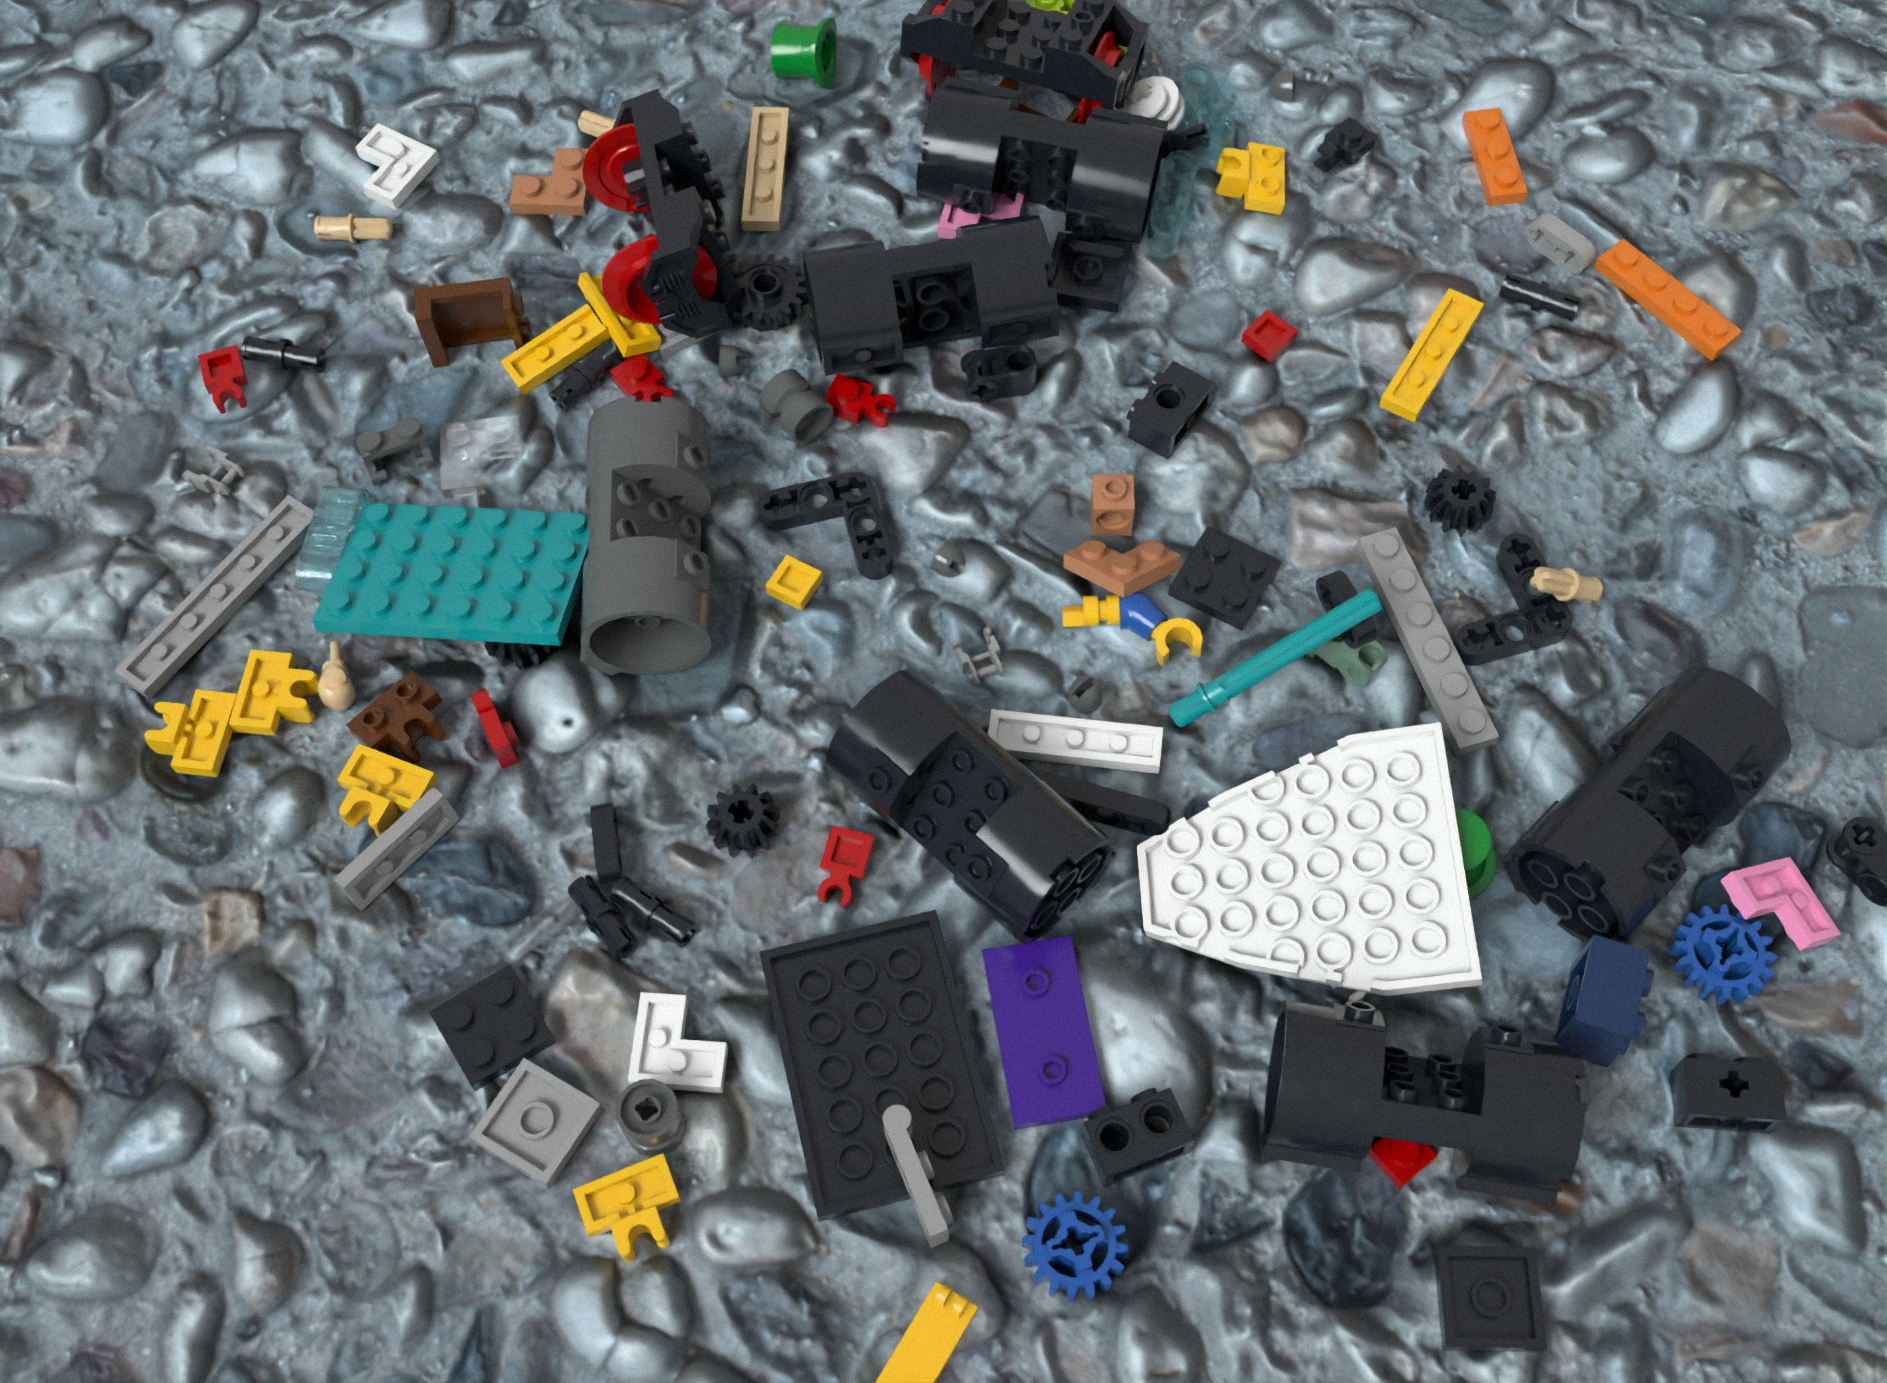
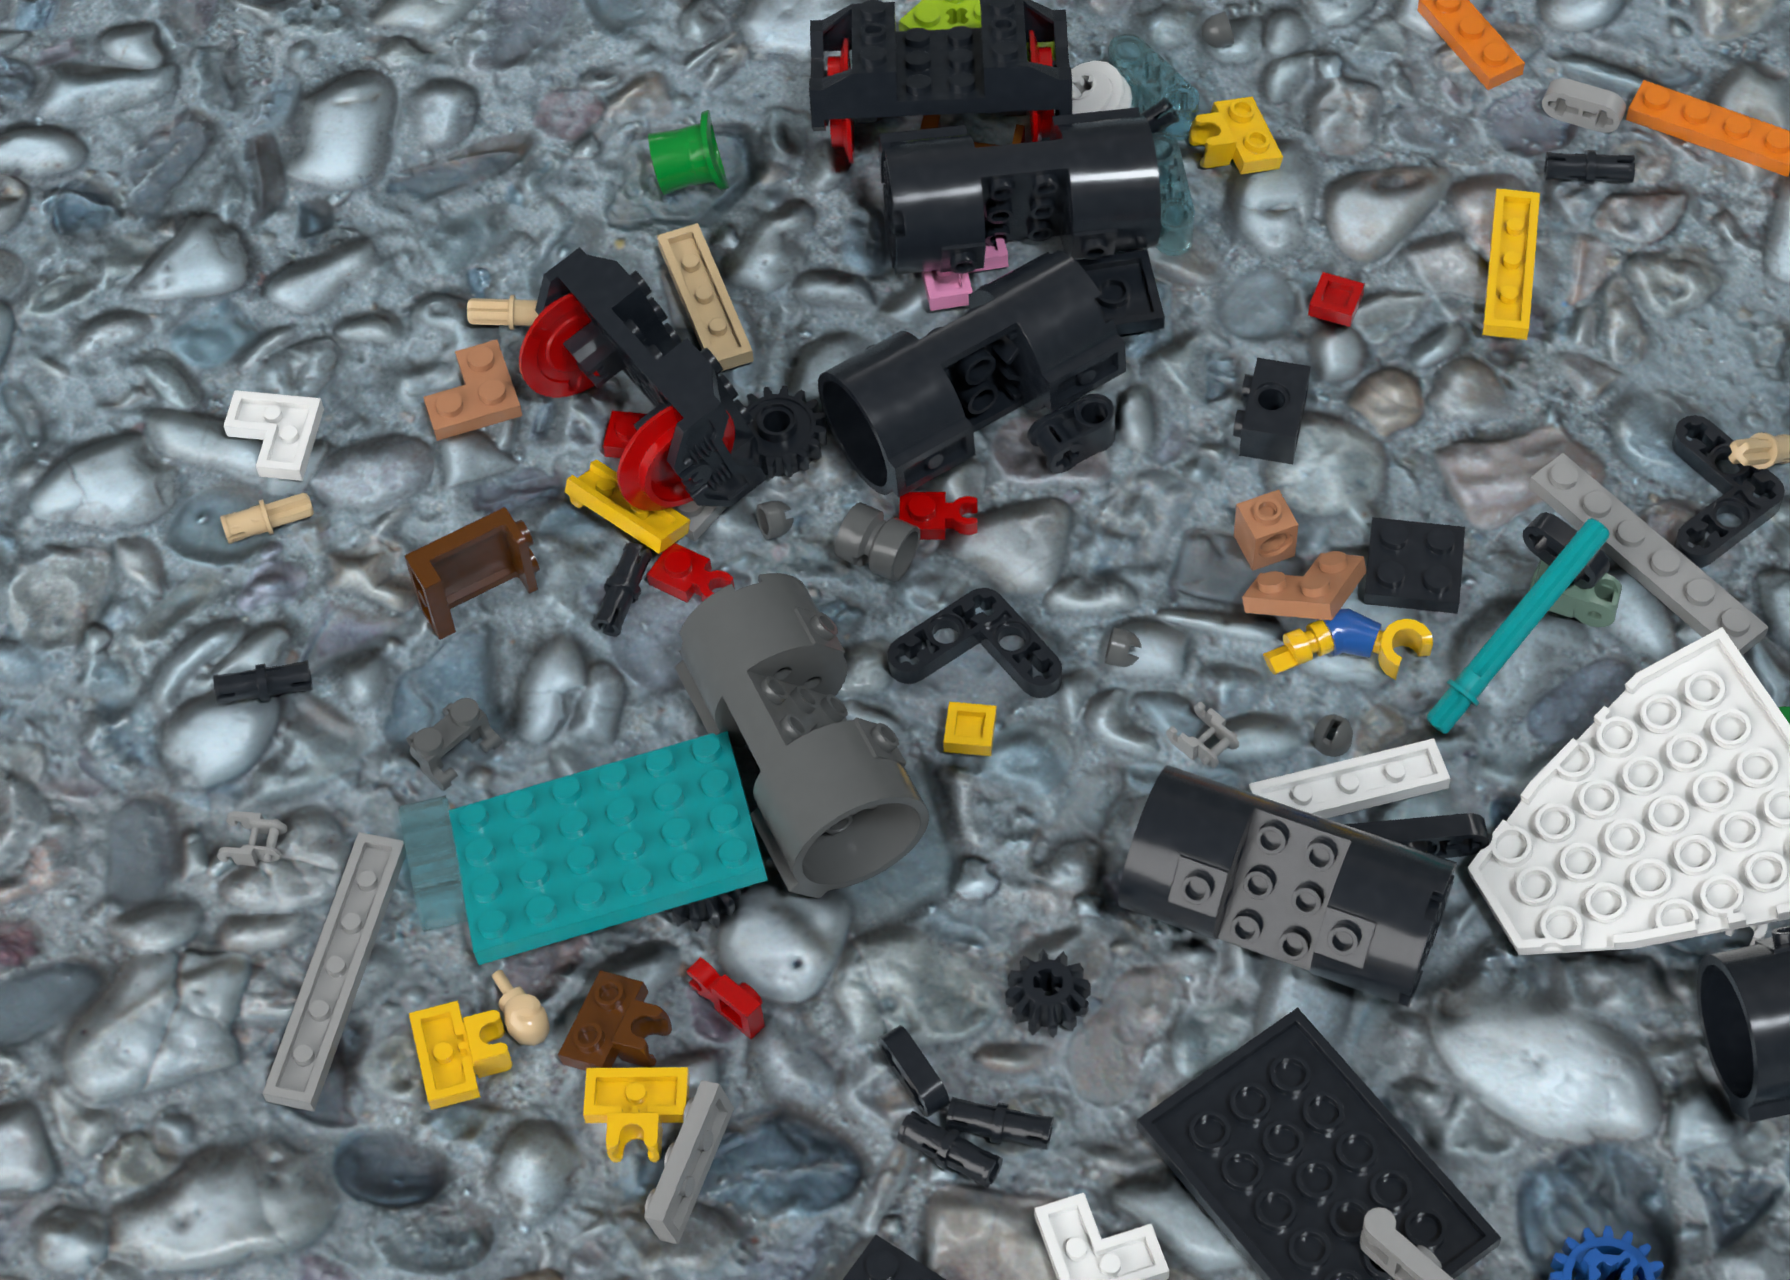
camera: 20 degrees left, 5 degrees down
(196, 734) = (392, 1125): yellow plate -> none
(223, 375) = (207, 727): red plate -> none
(469, 444) = (530, 709): clear plate -> none
(555, 349) = (573, 572): yellow hinge -> none
(846, 858) = (1176, 992): red plate -> none
(1043, 1032) = (1465, 1090): dark purple plate -> none
(1143, 1147) = (1621, 1159): black brick -> none
(1346, 143) = (1310, 71): black plate -> none
(1459, 500) = (1614, 403): black gear -> none

